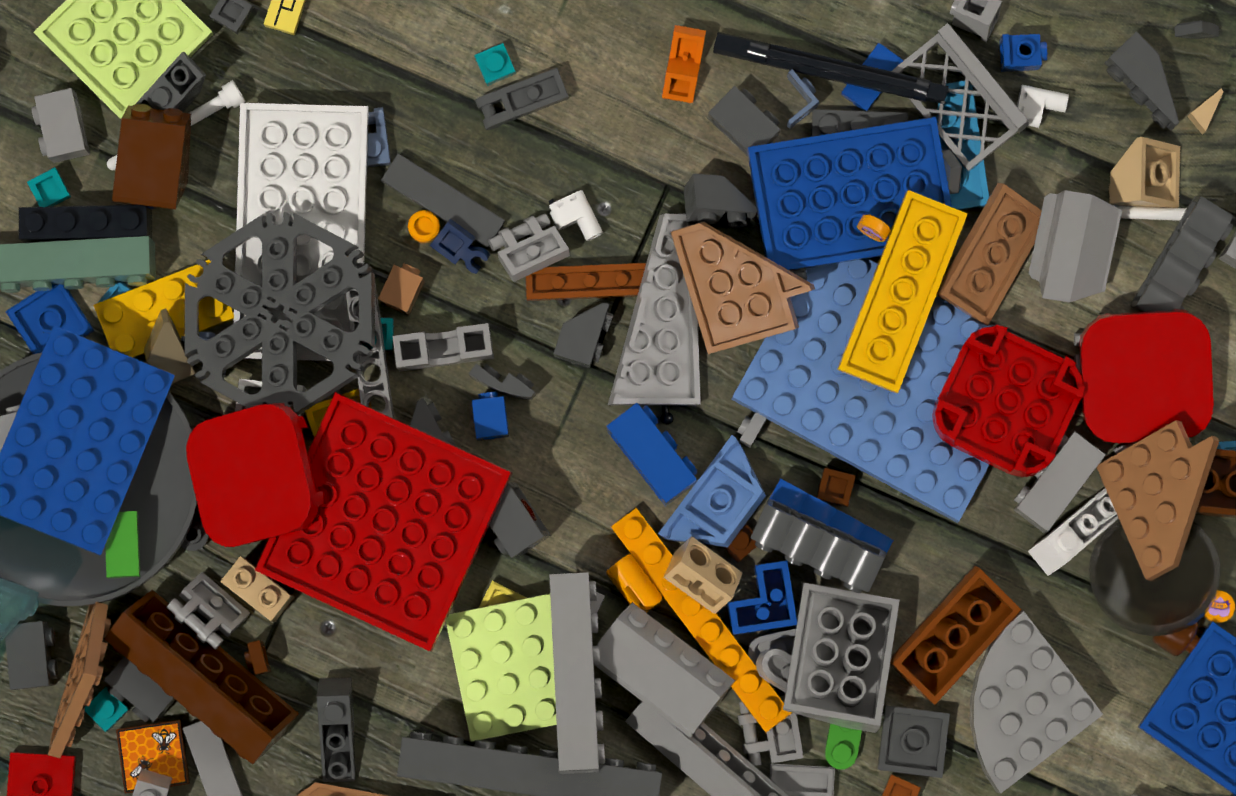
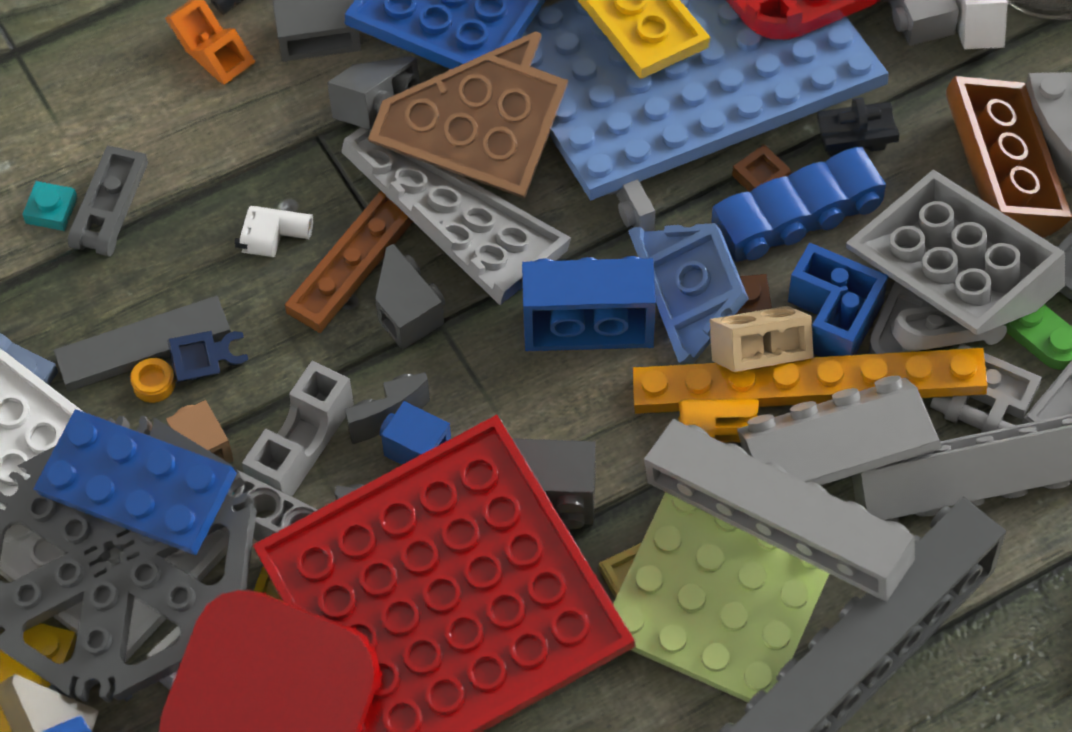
camera: 55 degrees left, 25 degrees down
(321, 297) = (135, 481): none -> blue plate
(531, 253) = (266, 286): light grey plate -> none
(818, 545) = (816, 202): dark grey brick -> none
(910, 525) = (857, 126): none -> black hips

